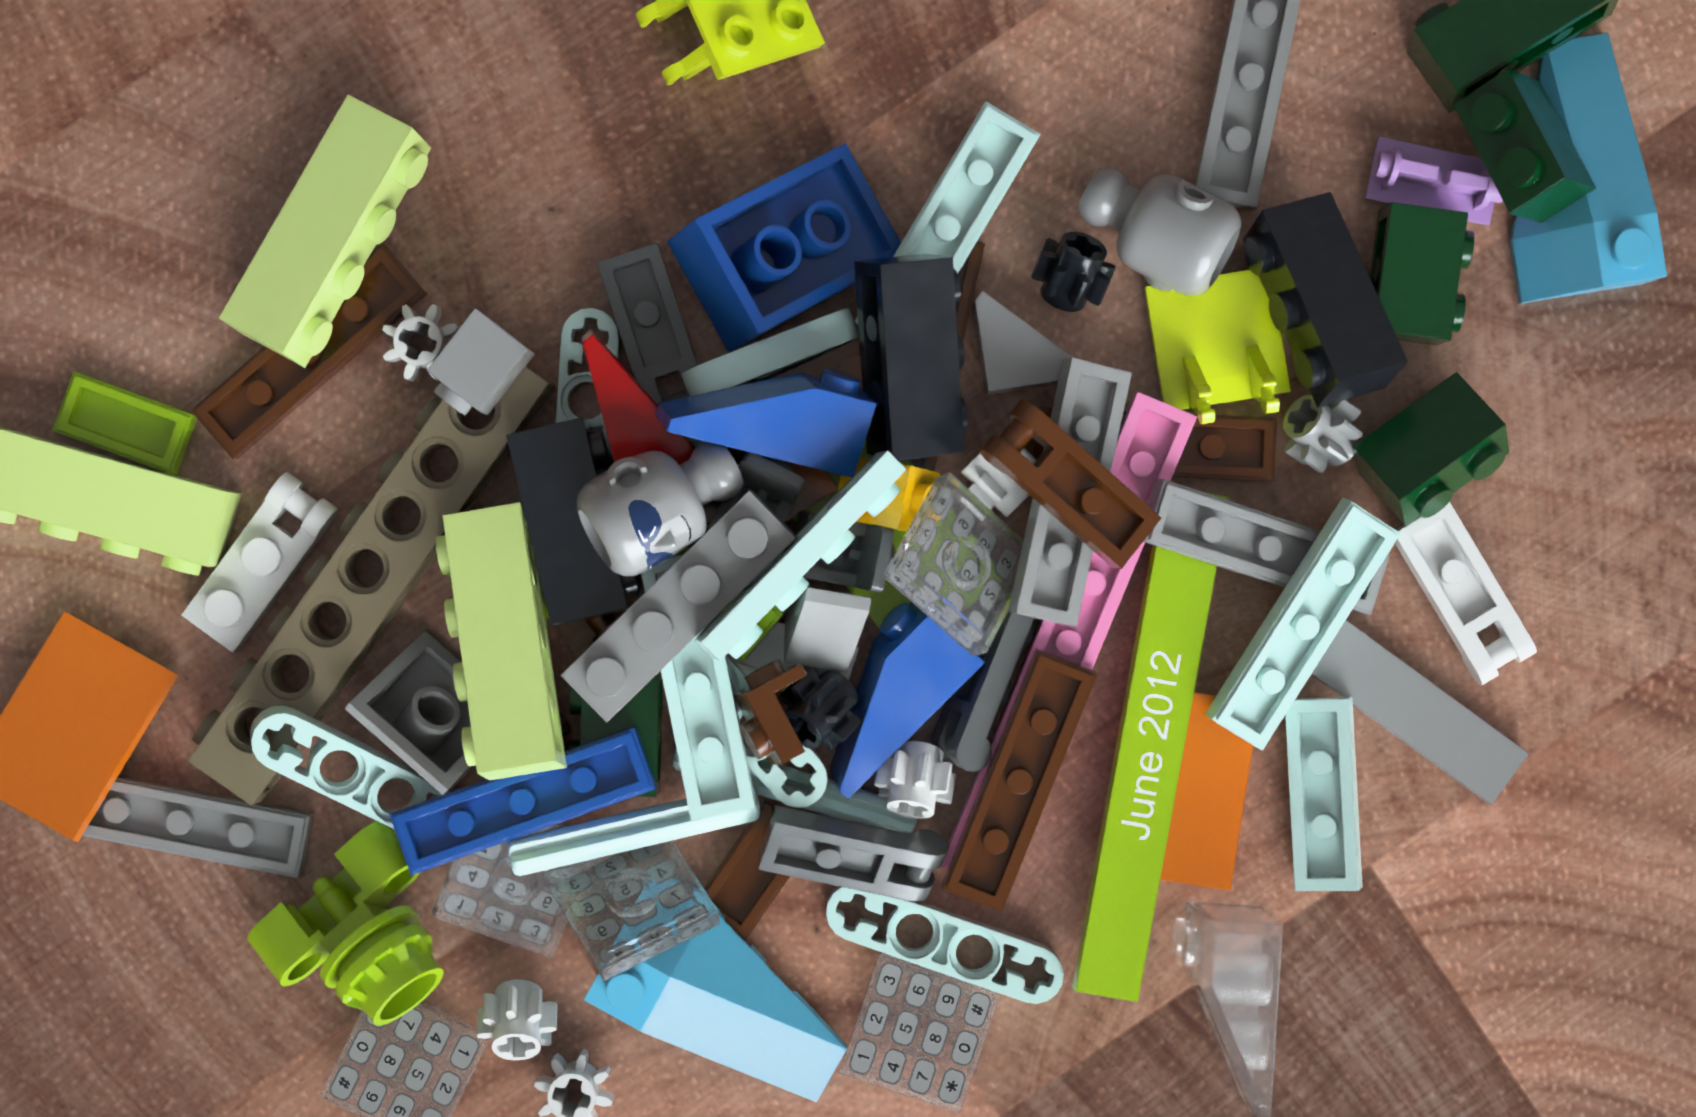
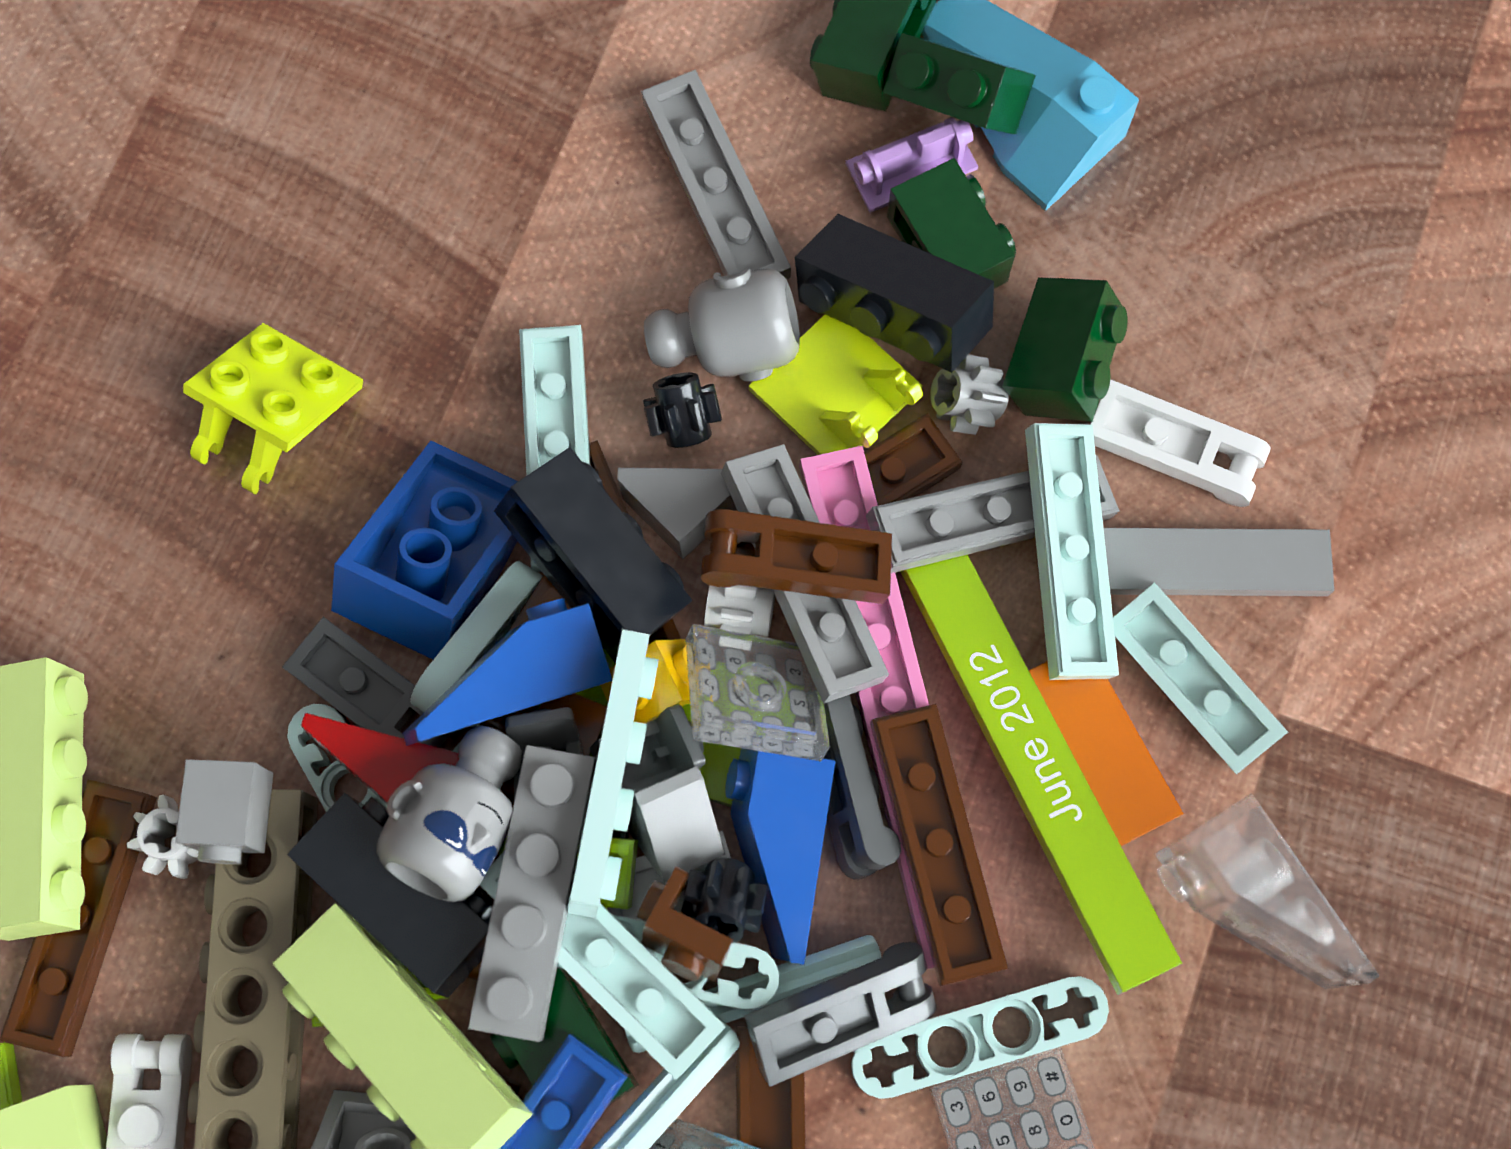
camera: 30 degrees left, 15 degrees down
(915, 780) = (851, 909): white gear -> none

